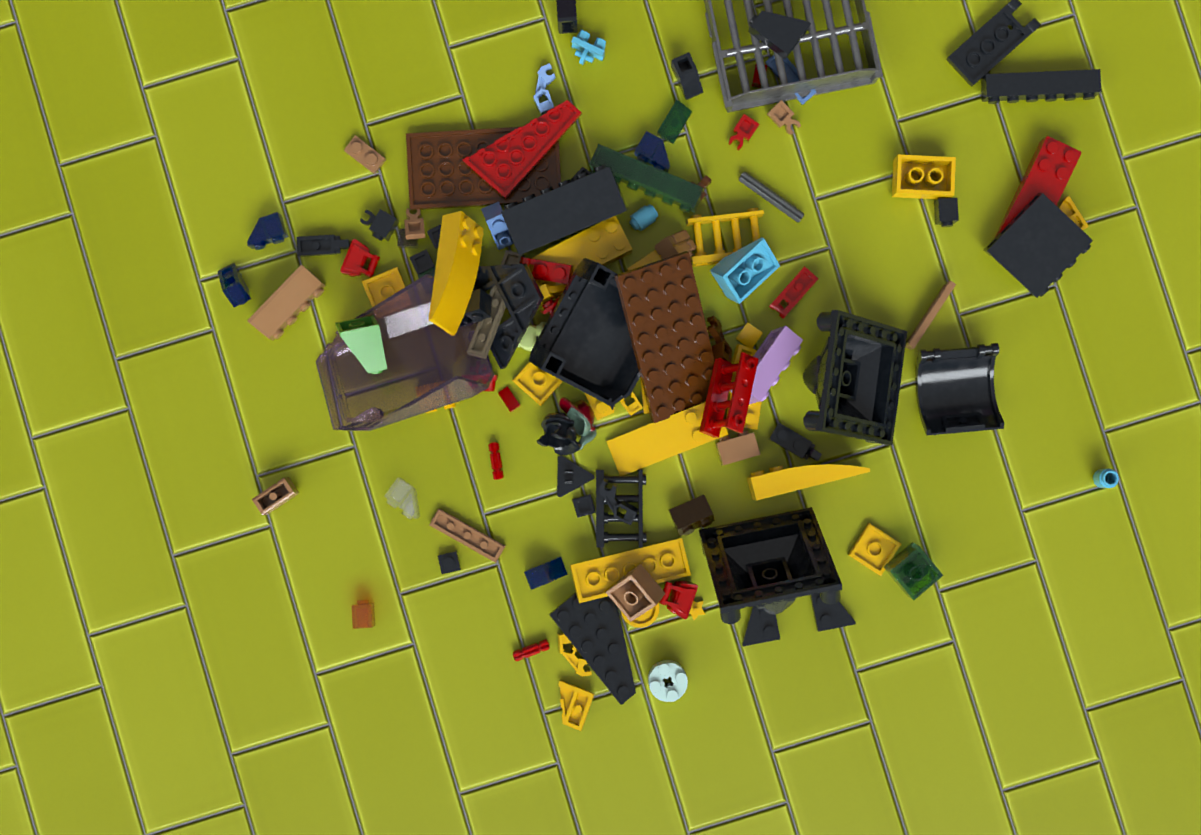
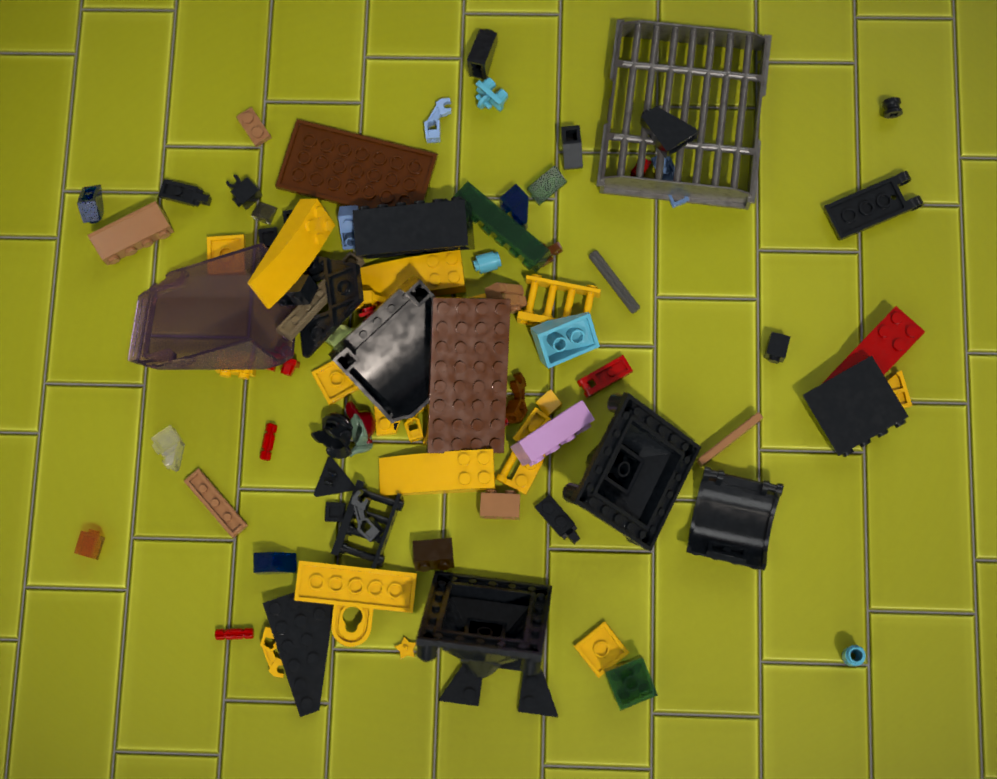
camera: 25 degrees right, 10 degrees down
(268, 230) = (140, 165): clear blue slope -> none
(275, 496) = (52, 405): medium nougat brick -> none
(356, 260) = (209, 216): red piece -> none
(365, 342) = (184, 289): slope -> none
(414, 225) = (274, 202): medium nougat plate -> none
(449, 562) = (189, 523): black plate -> none
(509, 399) = (302, 389): red piece -> none
(518, 152) = (390, 166): red wing -> none
(549, 270) = (379, 280): red plate -> none
(574, 704) = (256, 702): yellow wing -> none
(635, 593) = (351, 608): medium nougat slope -> none
(673, 690) = (341, 708): light aqua brick -> none
(681, 597) = (394, 631): red piece -> none
(718, 394) = (504, 447): red fence -> none
(744, 129) = (609, 212): red plate -> none
(781, 115) = (649, 210): medium nougat plate -> none
(786, 480) = (547, 551): yellow slope -> none
(923, 177) = (764, 307): yellow brick -> none
(1041, 85) = (906, 259): black brick -> none

